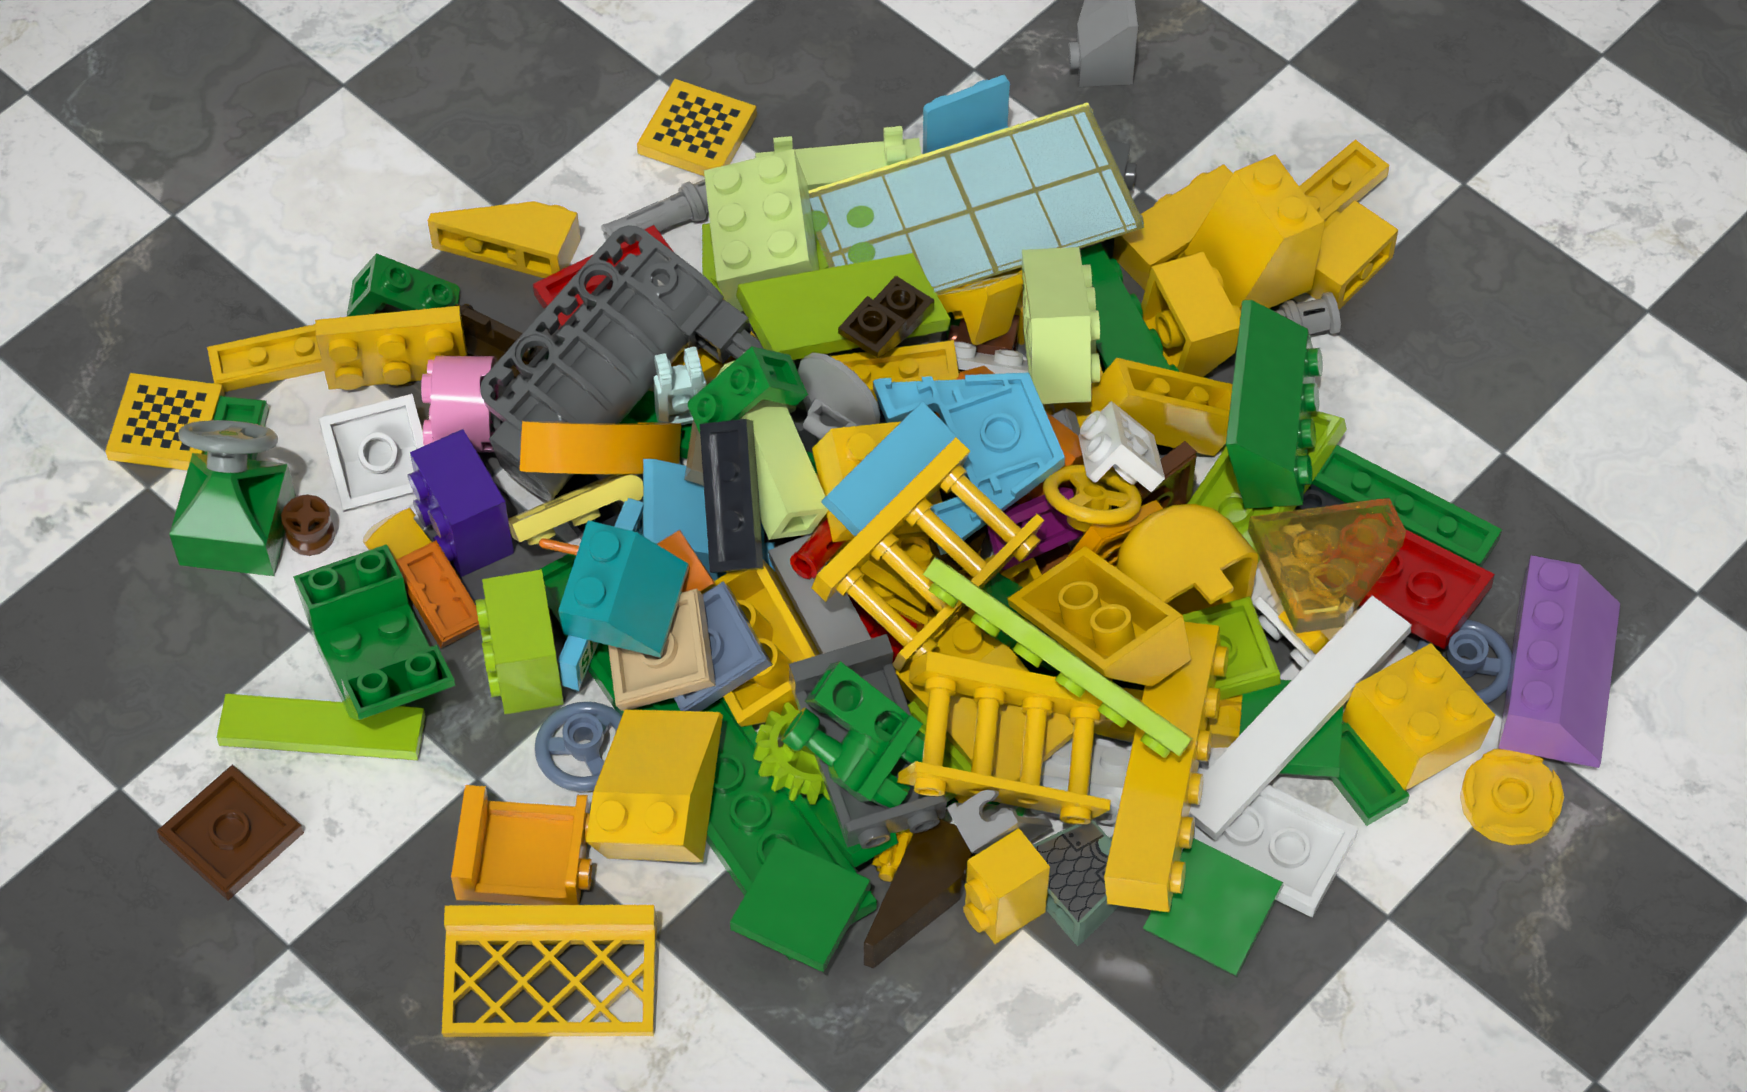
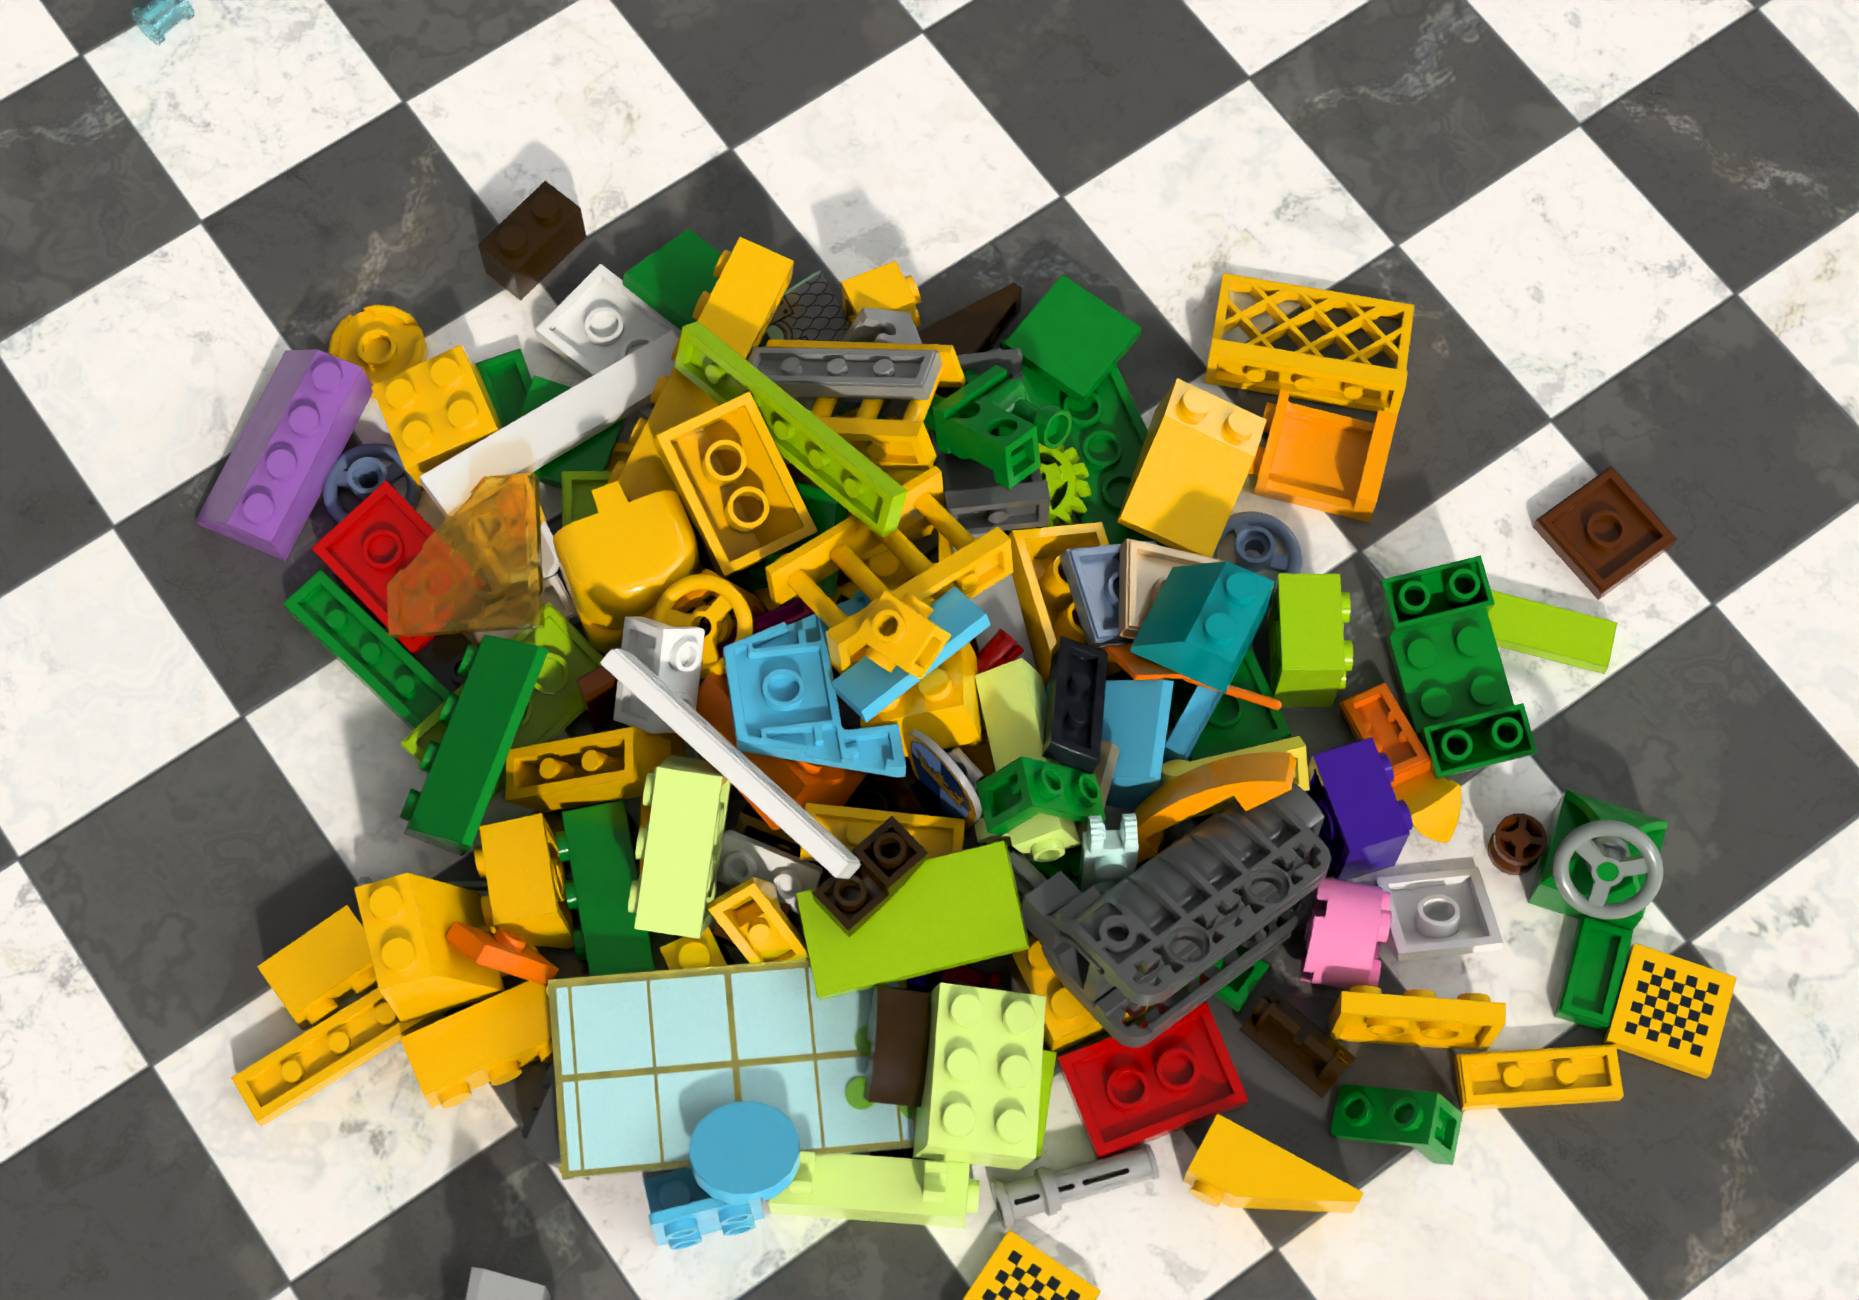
camera: 170 degrees left, 10 degrees up
(835, 230) = (898, 1046): none -> dark brown slope
(898, 442) = (901, 634): none -> yellow brick
(943, 131) = (744, 1152): none -> medium azure tile
(1025, 755) = (850, 372): none -> light grey tile
(1032, 351) = (732, 763): none -> white tile
(1196, 230) = (501, 952): none -> orange plate
(1393, 921) = (532, 240): none -> dark brown brick

